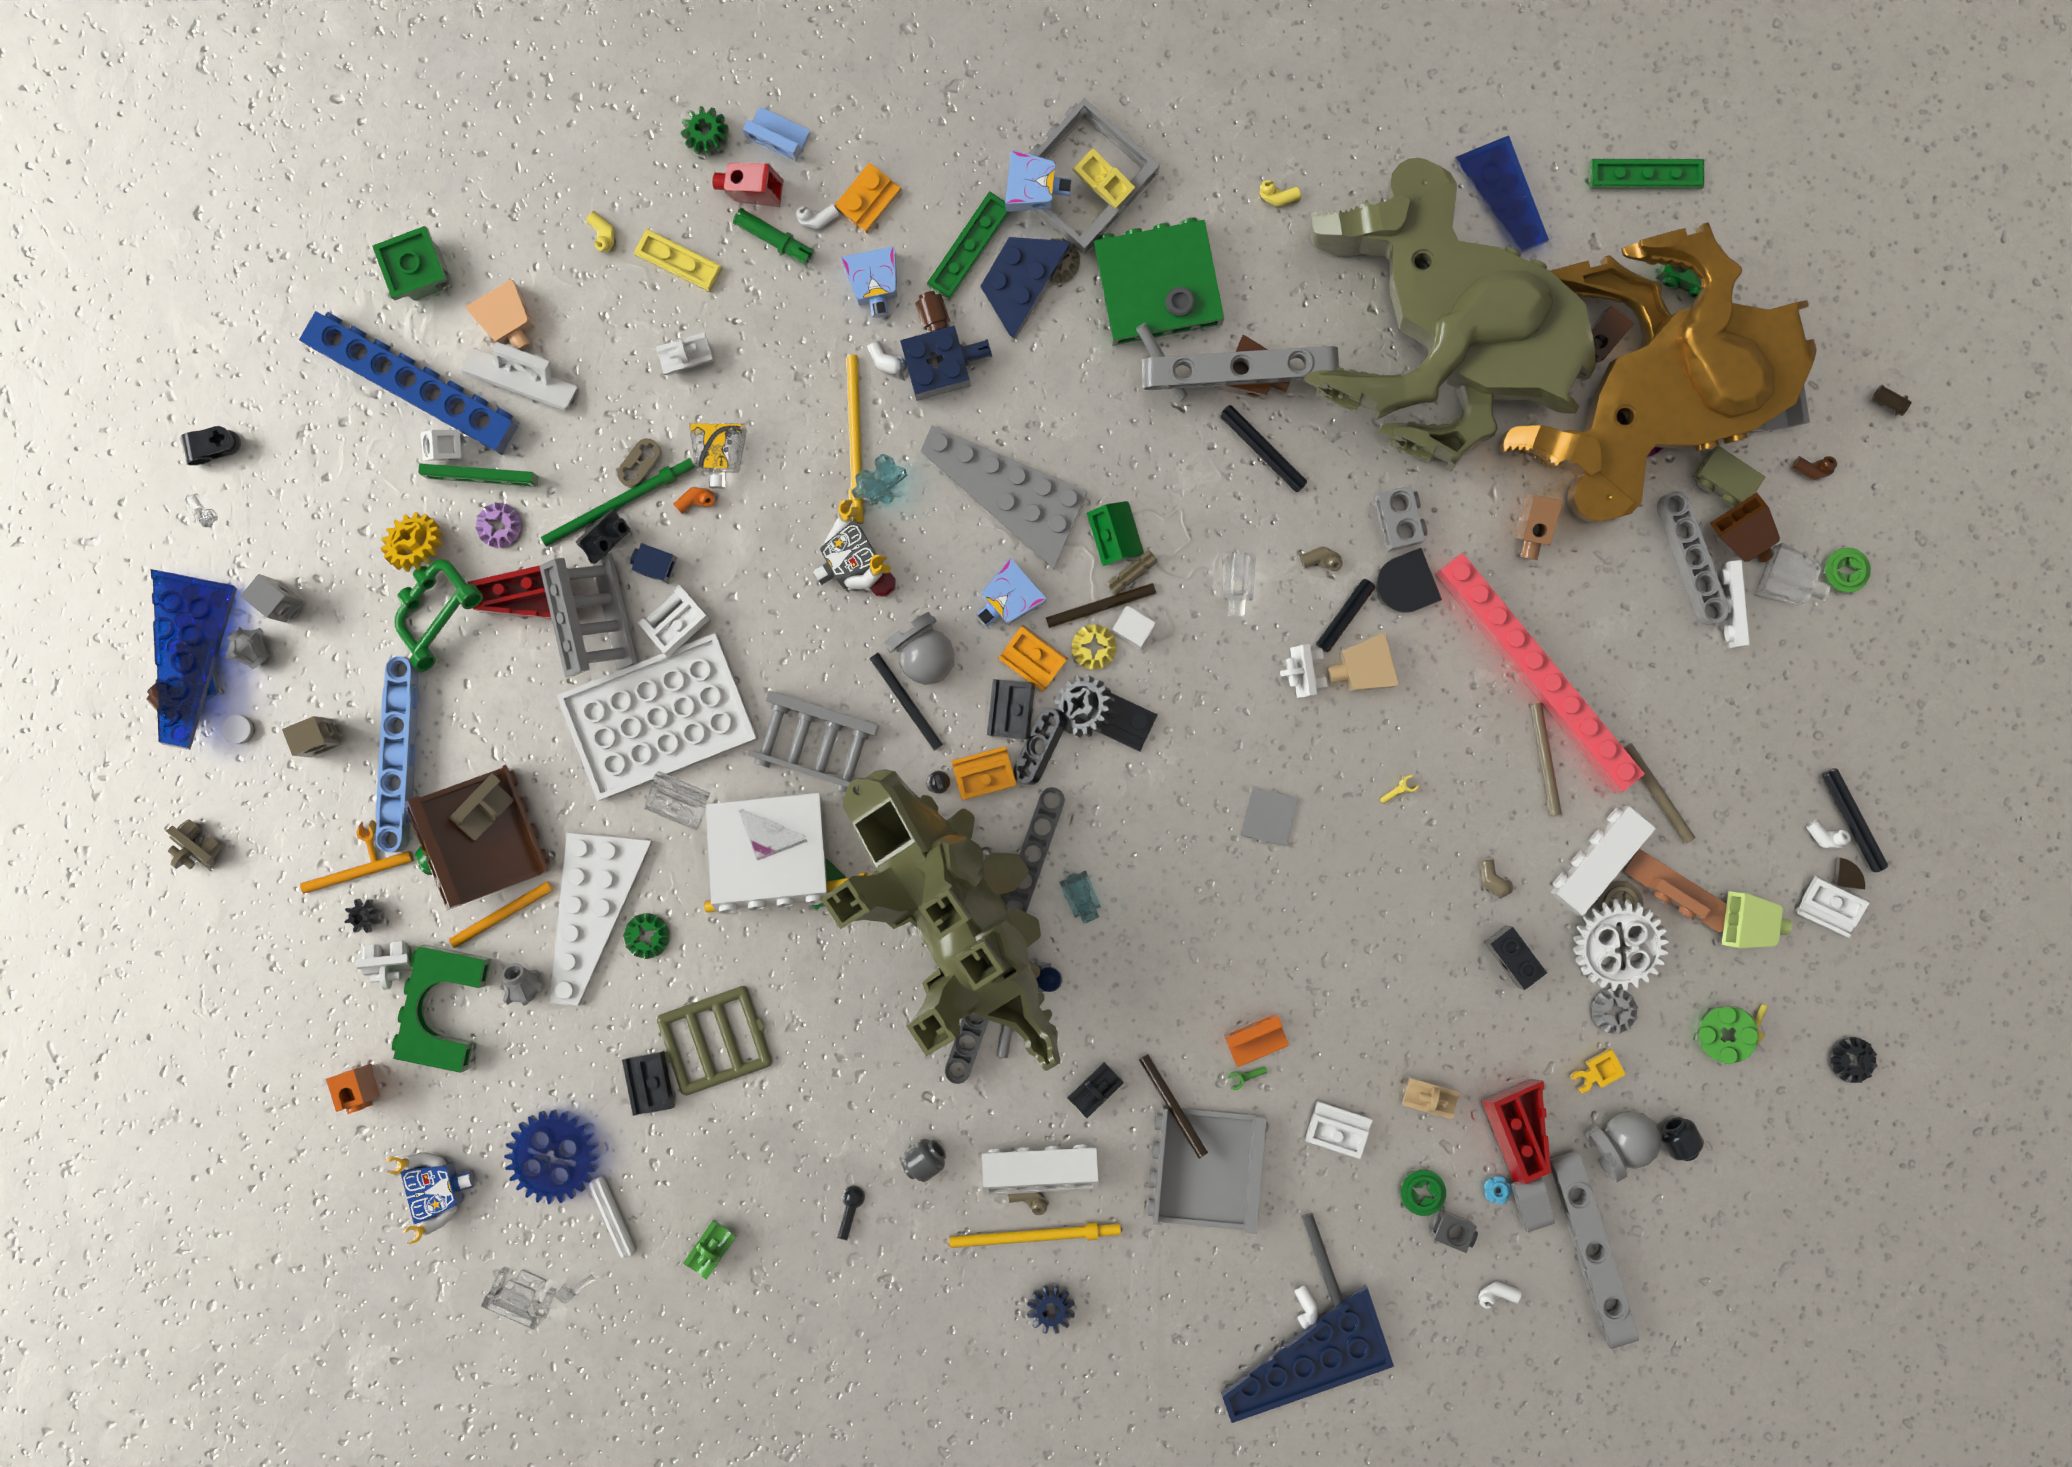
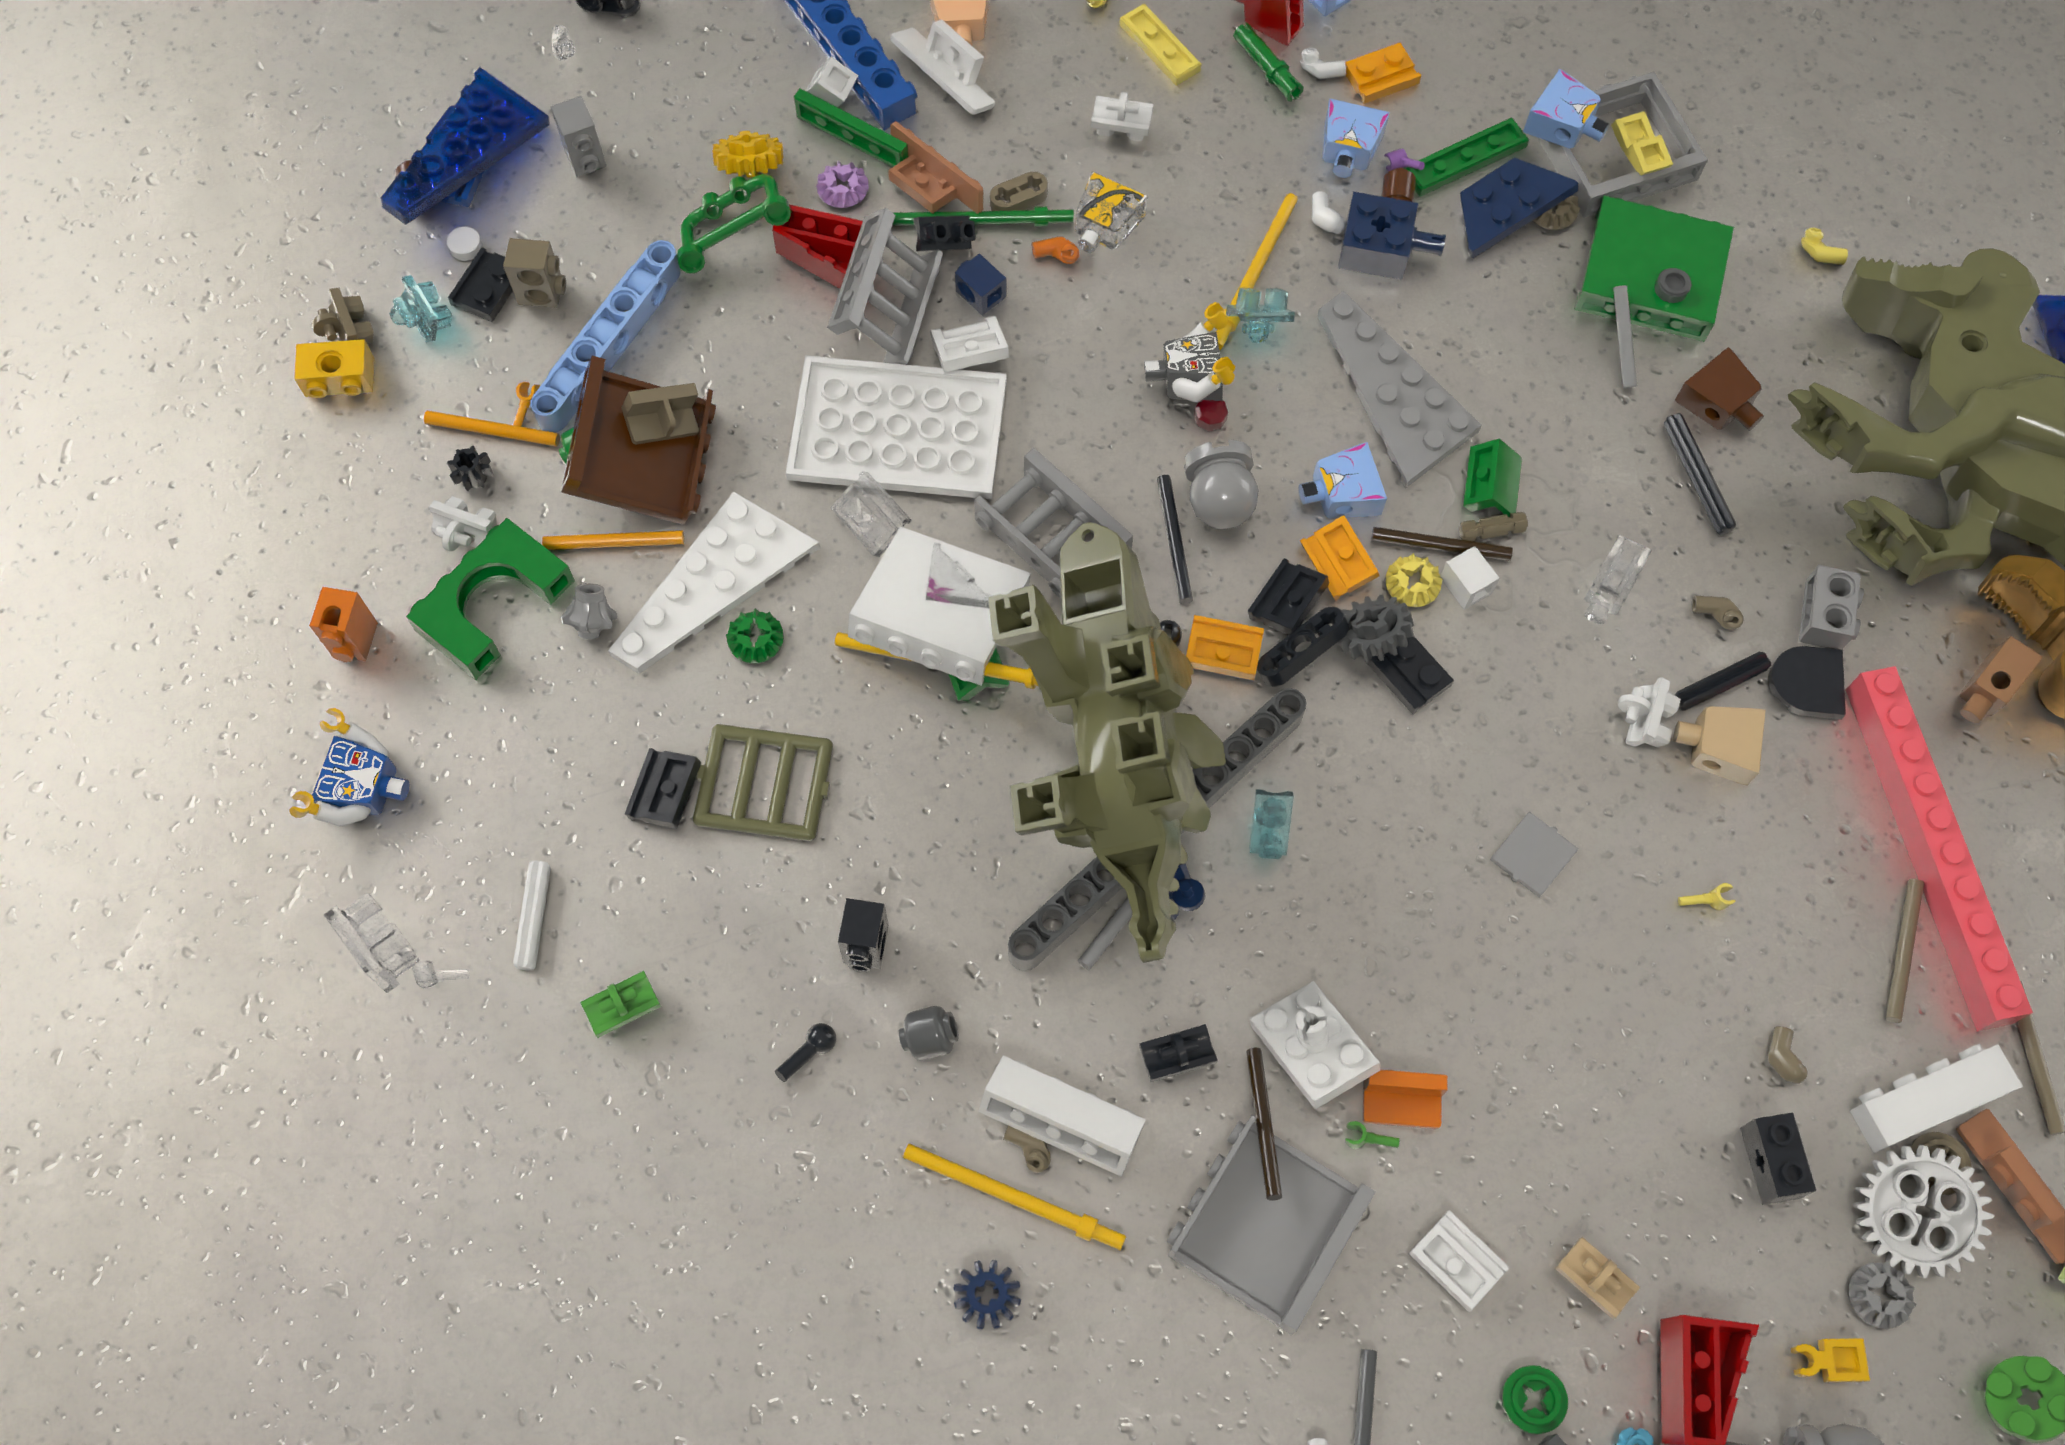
camera: 25 degrees right, 20 degrees down
(194, 895) = (350, 361): none -> yellow brick
(232, 797) = (415, 310): none -> clear light blue hips
(247, 647) = (524, 172): light grey rock -> none
(273, 757) = (483, 286): none -> black plate
(545, 1182) = (481, 834): clear blue gear -> none
(561, 489) = (931, 177): none -> nougat bracket
(845, 1122) = (863, 934): none -> black brick
(918, 279) = (1399, 159): none -> medium lavender hand
(1182, 1037) = (1315, 1045): none -> white plate
(1217, 368) = (1690, 361): light grey beam -> none

